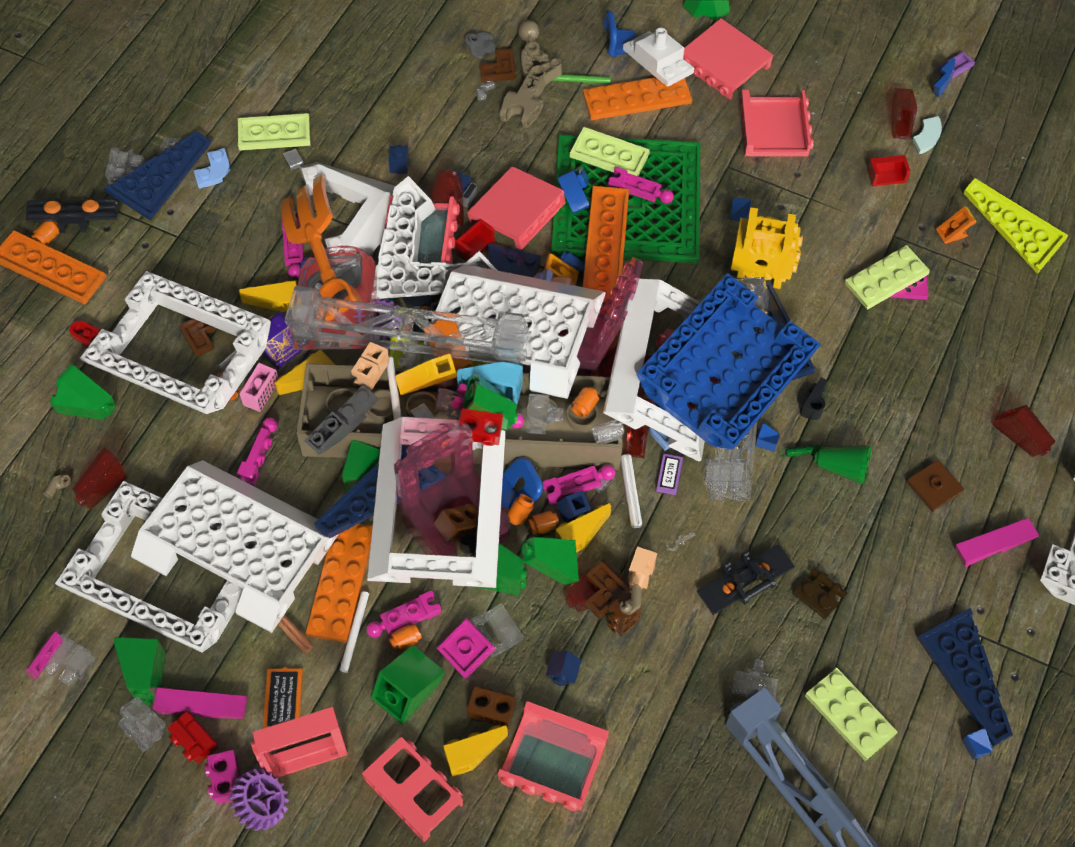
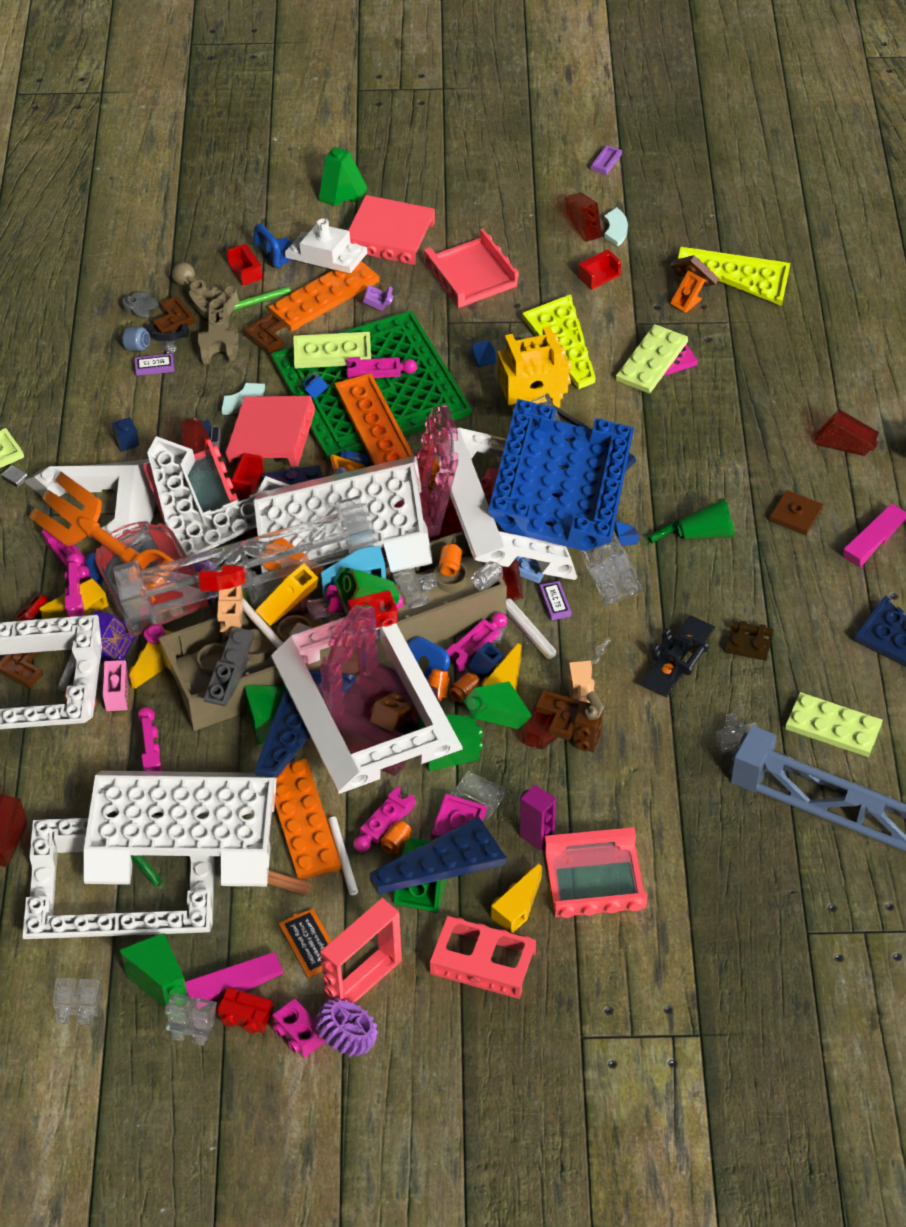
camera: 25 degrees left, 10 degrees down
(44, 655) = (52, 1003): dark pink slope -> none
(193, 573) = (147, 869): none -> green piece
(228, 291) = (31, 608): none -> red plate
(269, 288) = (73, 598): none -> dark pink plate
(313, 355) = (153, 633): none -> dark pink plate
(376, 340) = (228, 578): none -> red slope
(430, 684) = (451, 855): none -> dark blue wing
(457, 75) = (135, 339): none -> sand blue head
(460, 104) = (154, 364): none -> tile
(489, 712) = (516, 863): reddish brown brick -> none
(500, 85) = (184, 333): none -> black piece
(524, 163) = (232, 402): none -> light aqua tile
(527, 681) = (537, 816): none -> magenta brick
(563, 668) = (564, 794): dark blue brick -> none
(565, 110) = (264, 332): none -> reddish brown plate
(573, 192) = (320, 394): blue slope -> none
(584, 42) = (244, 264): none -> red panel
(678, 118) = (377, 298): none -> medium lavender bracket
(814, 400) = (652, 487): black plate -> none
(818, 218) = (563, 321): none -> neon yellow wing
(946, 75) = (603, 172): blue slope -> none
(973, 203) = (694, 265): none -> reddish brown plate

